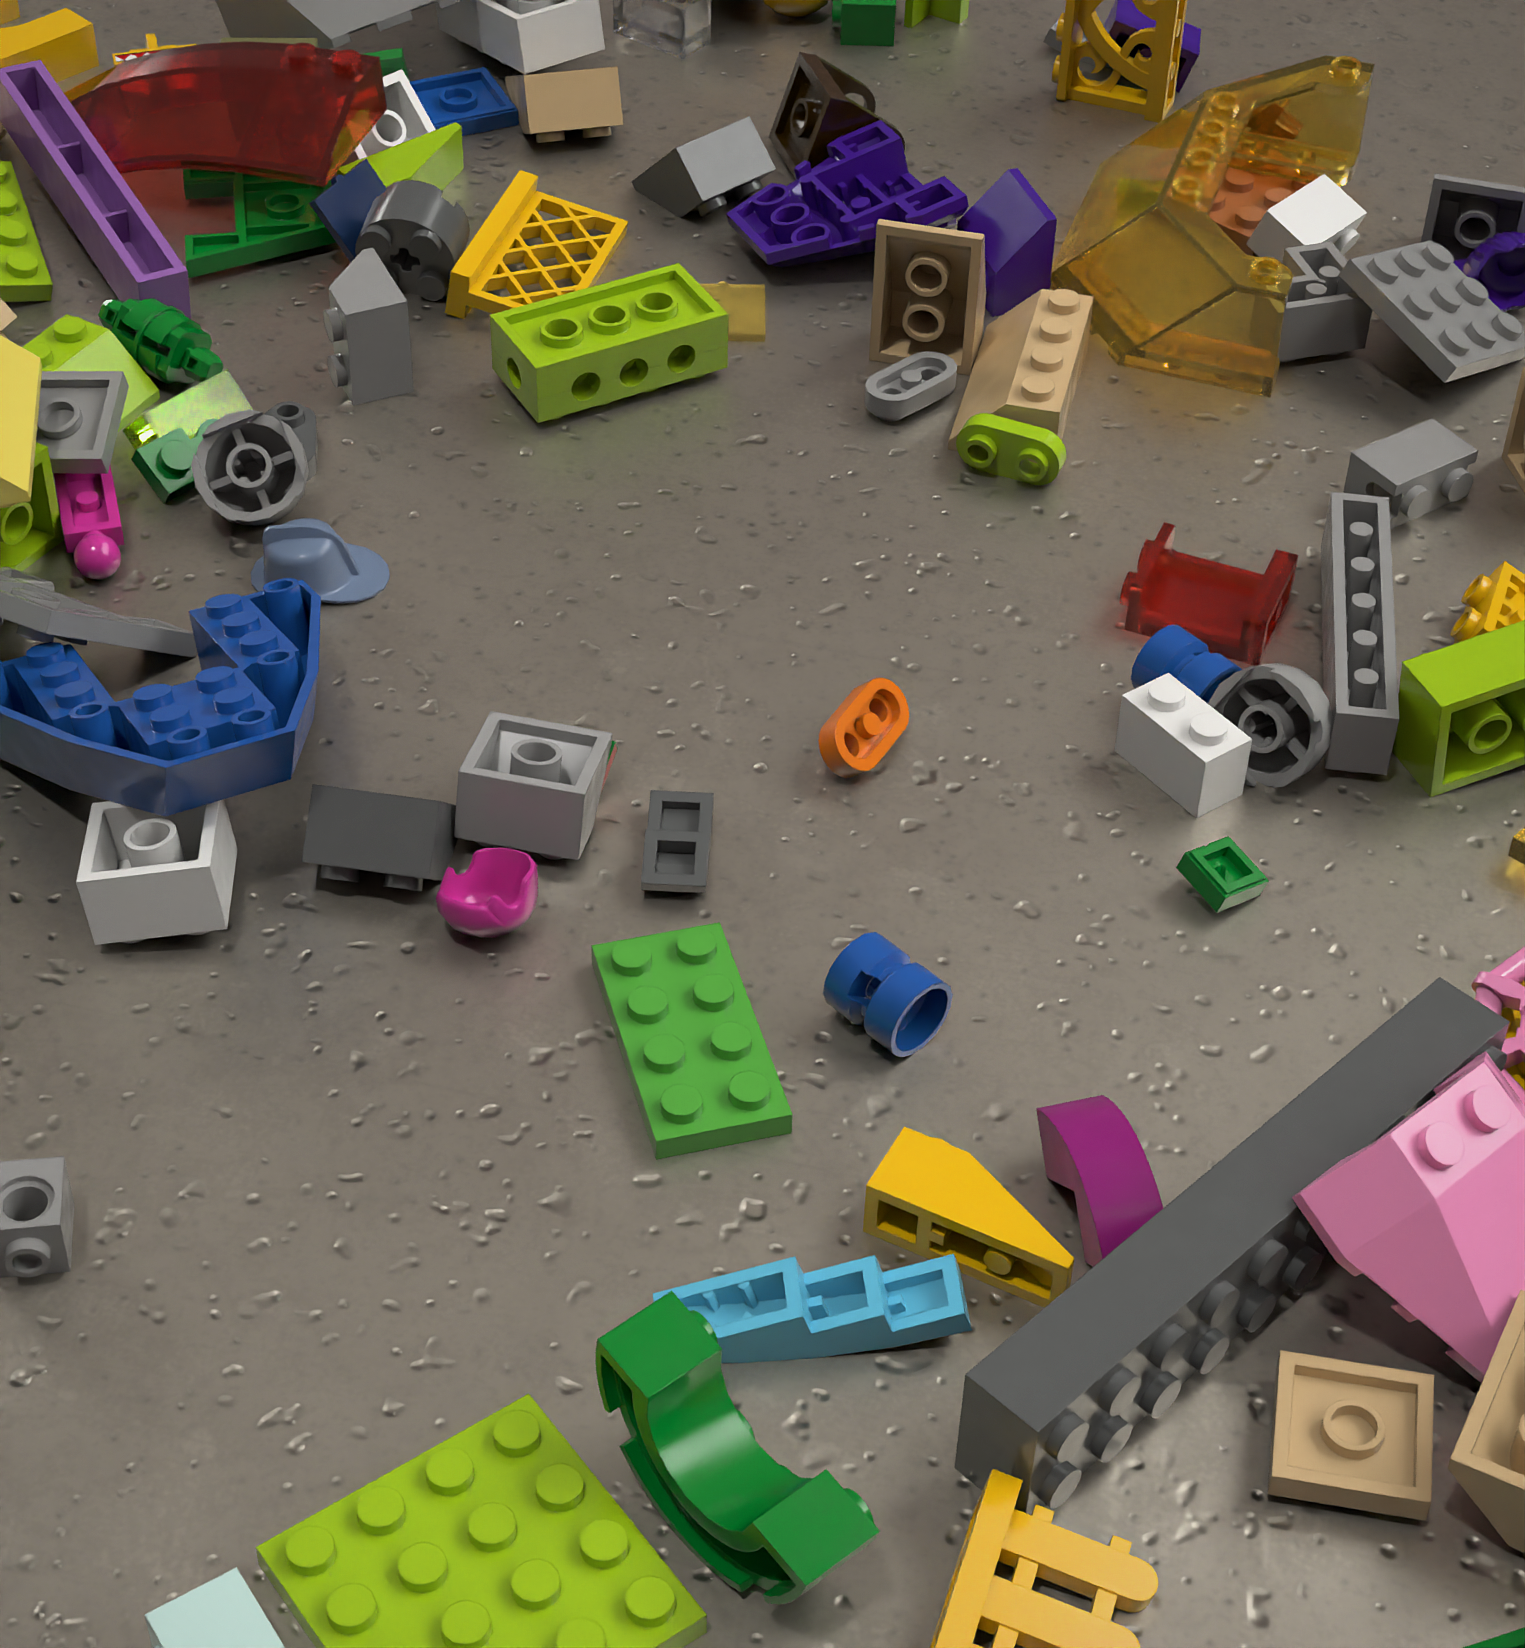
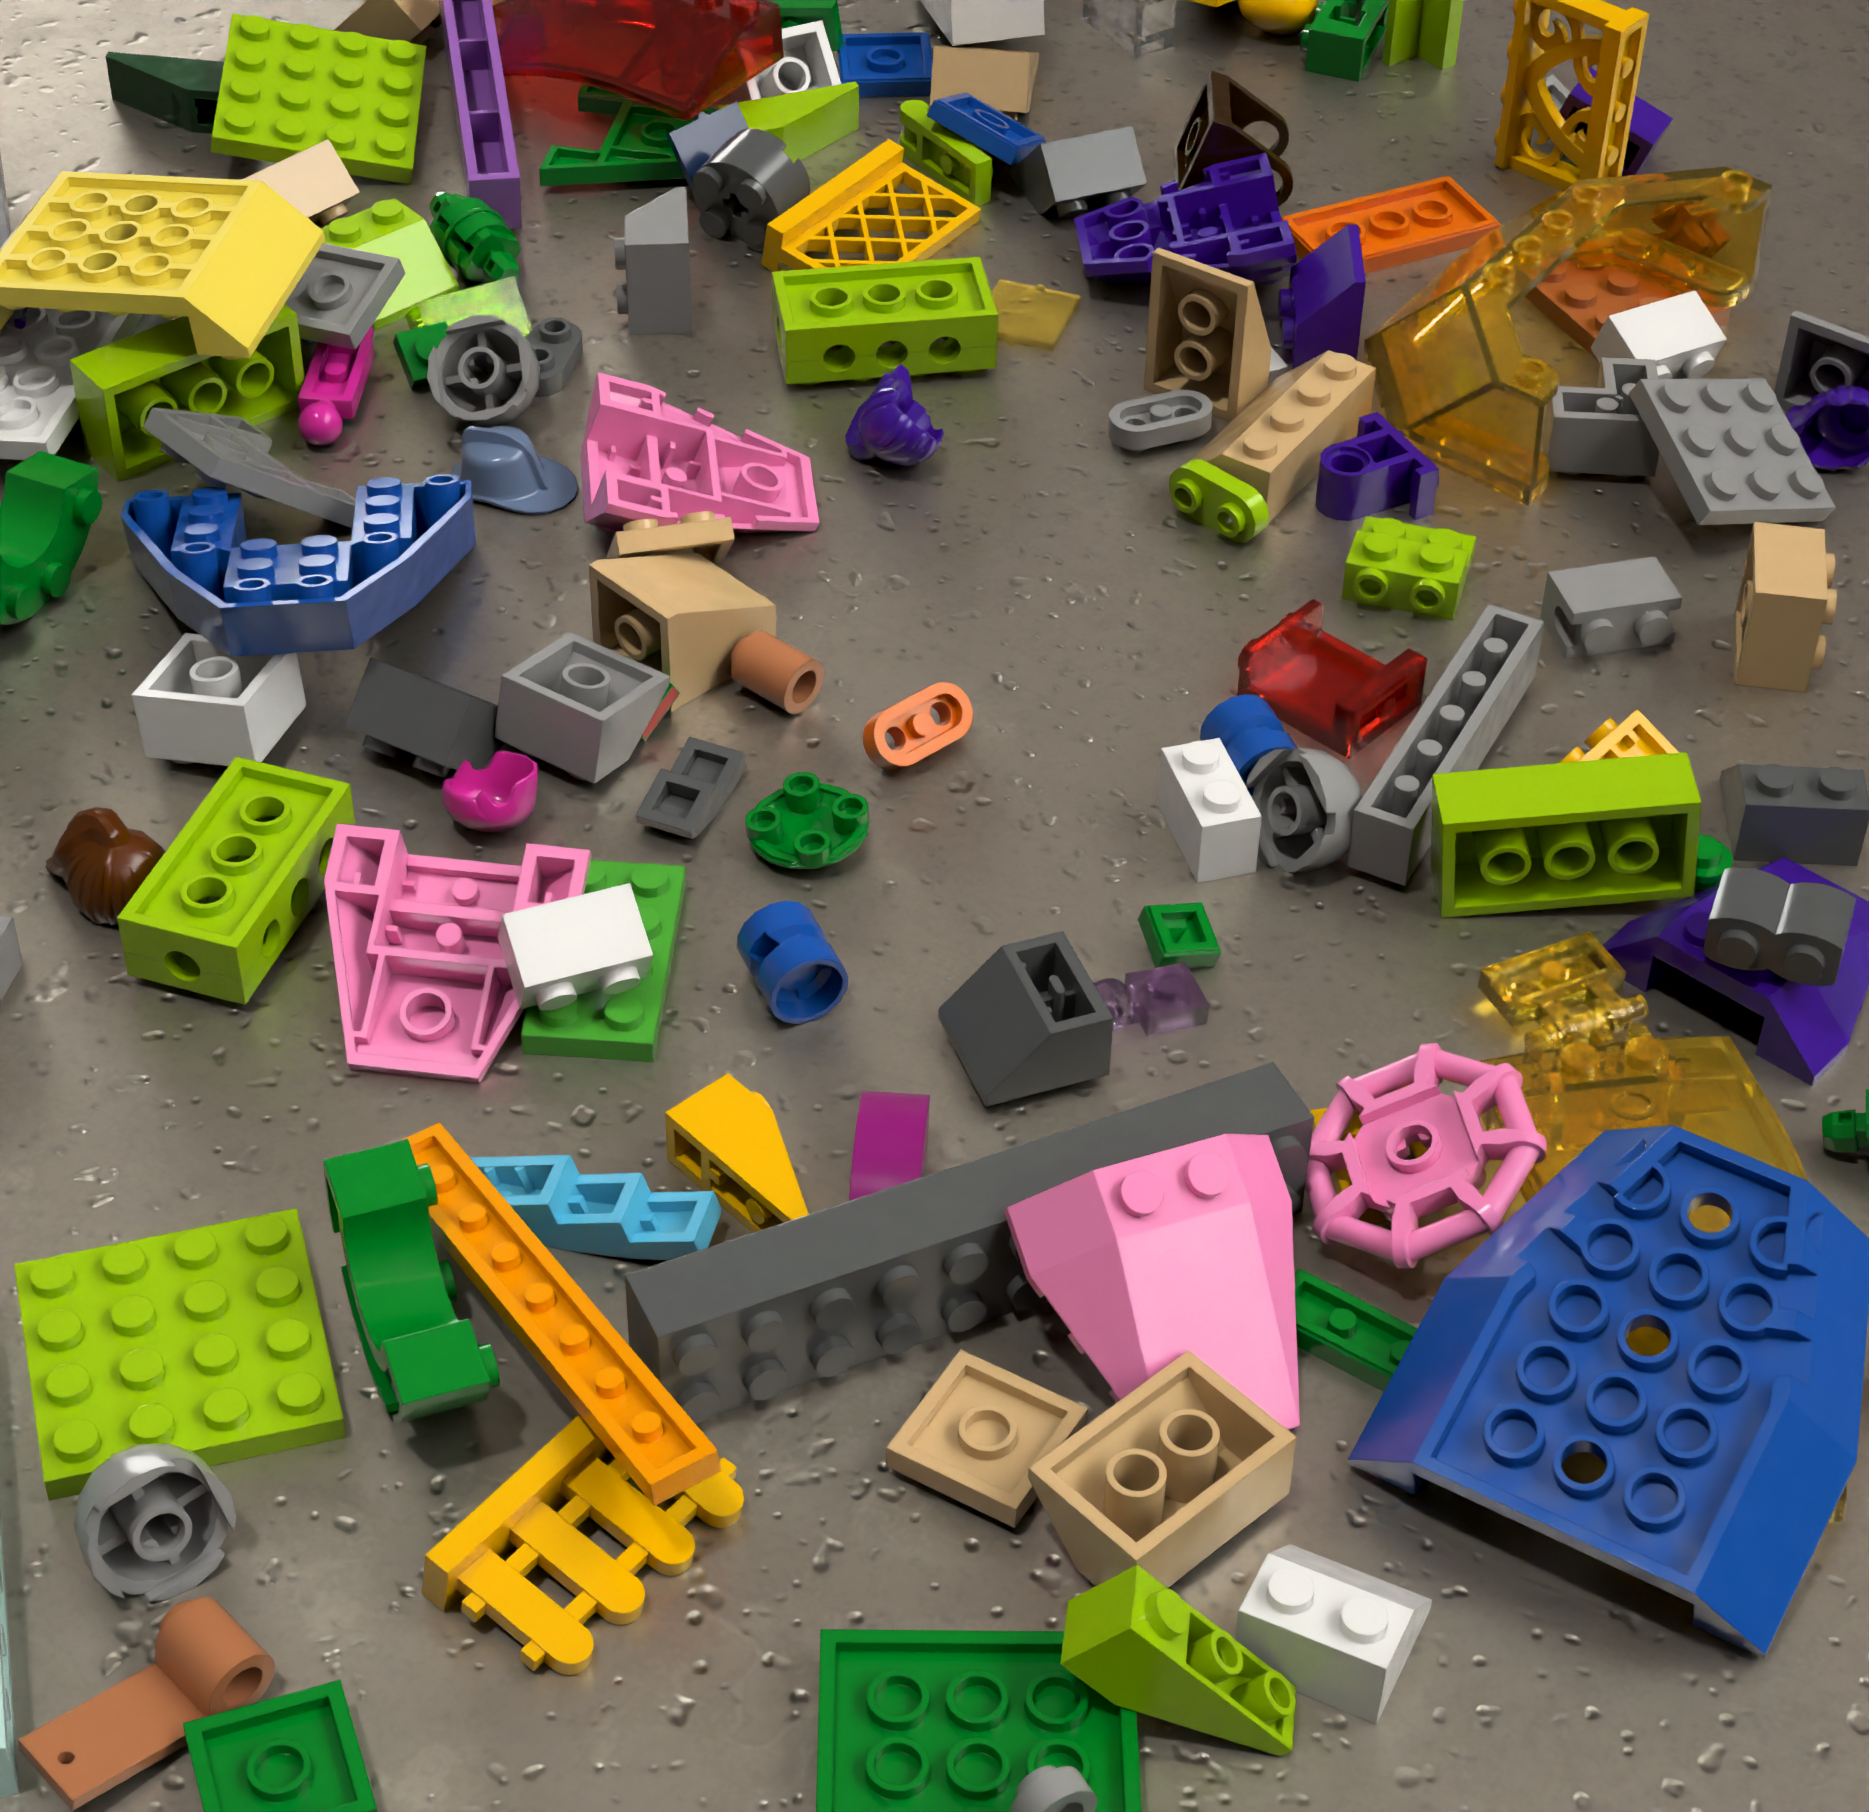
camera: 20 degrees right, 0 degrees up
(130, 1075) = (103, 862): none -> reddish brown hair
(242, 1121) = (235, 881): none -> lime brick
(493, 534) = (666, 463): none -> bright pink wedge
(524, 606) = (695, 534): none -> tan plate
(534, 1072) = (423, 952): none -> bright pink wedge
(570, 174) = (945, 154): none -> lime plate
(582, 671) = (675, 617): none -> tan slope
(601, 143) = (985, 127): none -> blue tile
(670, 442) = (893, 424): none -> dark purple hair
(687, 1035) = (575, 947): none -> white brick
(697, 704) = (776, 671): none -> nougat brick
(812, 850) = (807, 823): none -> green dish
(915, 1449) = (562, 1326): none -> light orange plate
(1033, 146) = (1398, 223): none -> orange tile
(1136, 393) = (1375, 474): none -> dark purple pin
(1148, 994) = (1029, 1021): none -> dark grey slope
(1210, 475) = (1408, 567): none -> lime plate
(1233, 940) = (1156, 998): none -> clear purple plate

